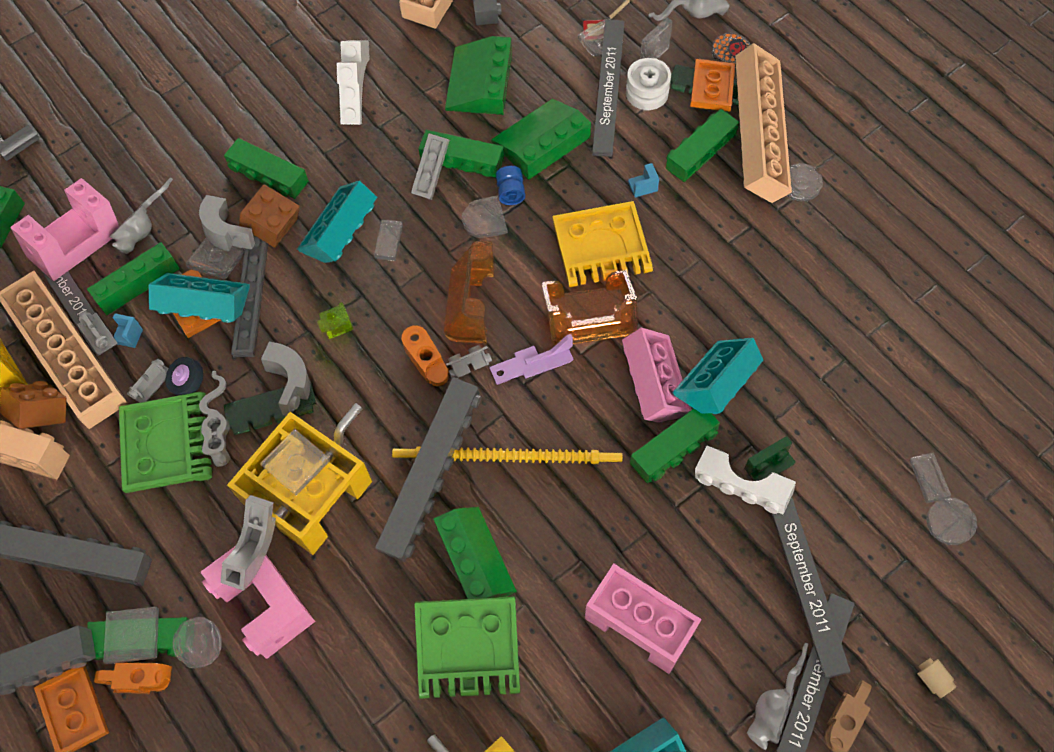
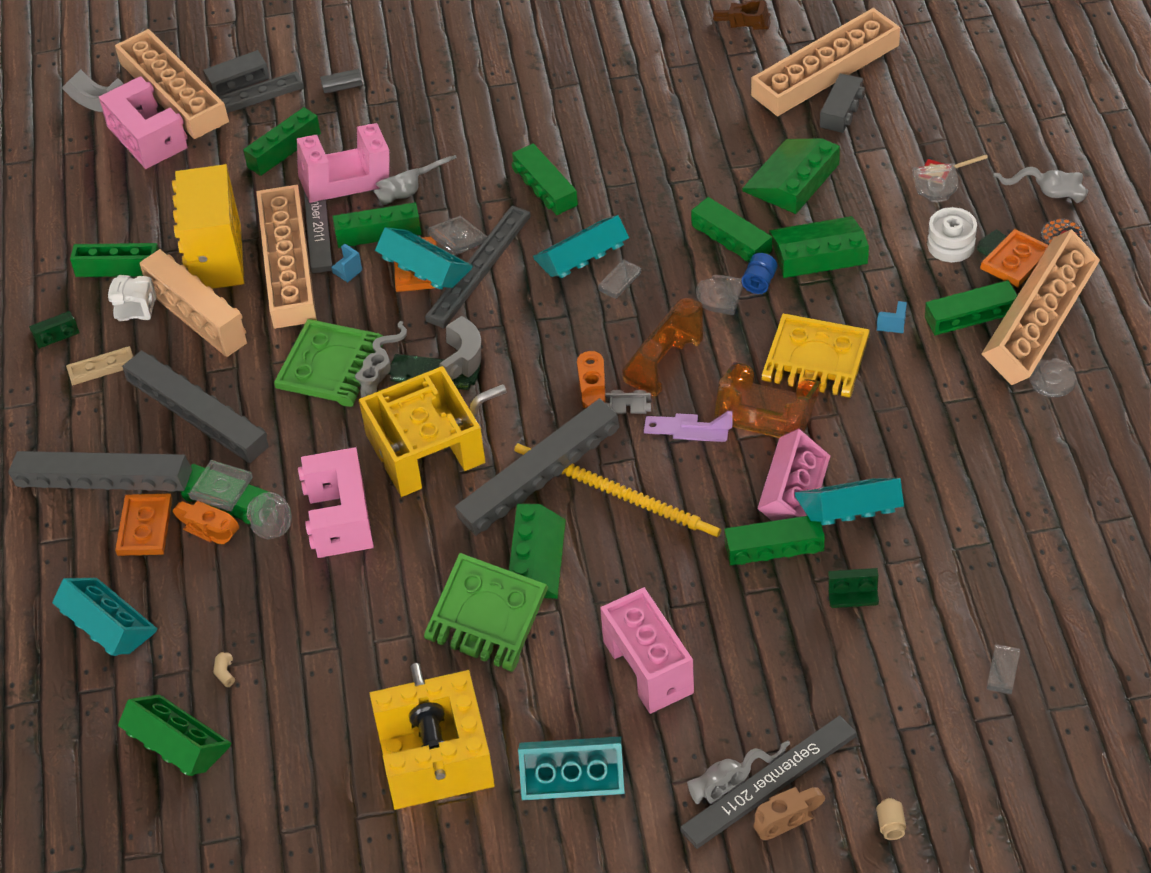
camera: 30 degrees right, 15 degrees down
(32, 404) = (239, 285): dark orange brick -> none
(96, 332) = (321, 254): light grey hinge -> none
(149, 382) = (339, 313): light grey hinge -> none
(184, 376) = (375, 316): black wheel -> none
(213, 215) = (472, 213): light grey arch -> none
(252, 545) = (355, 450): light grey arch -> none
(269, 215) = (522, 216): dark orange brick -> none
(295, 462) = (423, 403): clear tile -> none
(335, 321) = (529, 325): clear neon green brick -> none
(350, 79) = (665, 126): white arch -> none
(430, 166) = (692, 229): light grey plate -> none
(608, 88) = (911, 225): dark grey tile -> none
(657, 40) = (983, 199): clear tile -> none
(771, 492) = (834, 610): white arch -> none
(810, 593) = (821, 696): dark grey tile -> none
(951, 521) = (999, 712): clear tile -> none

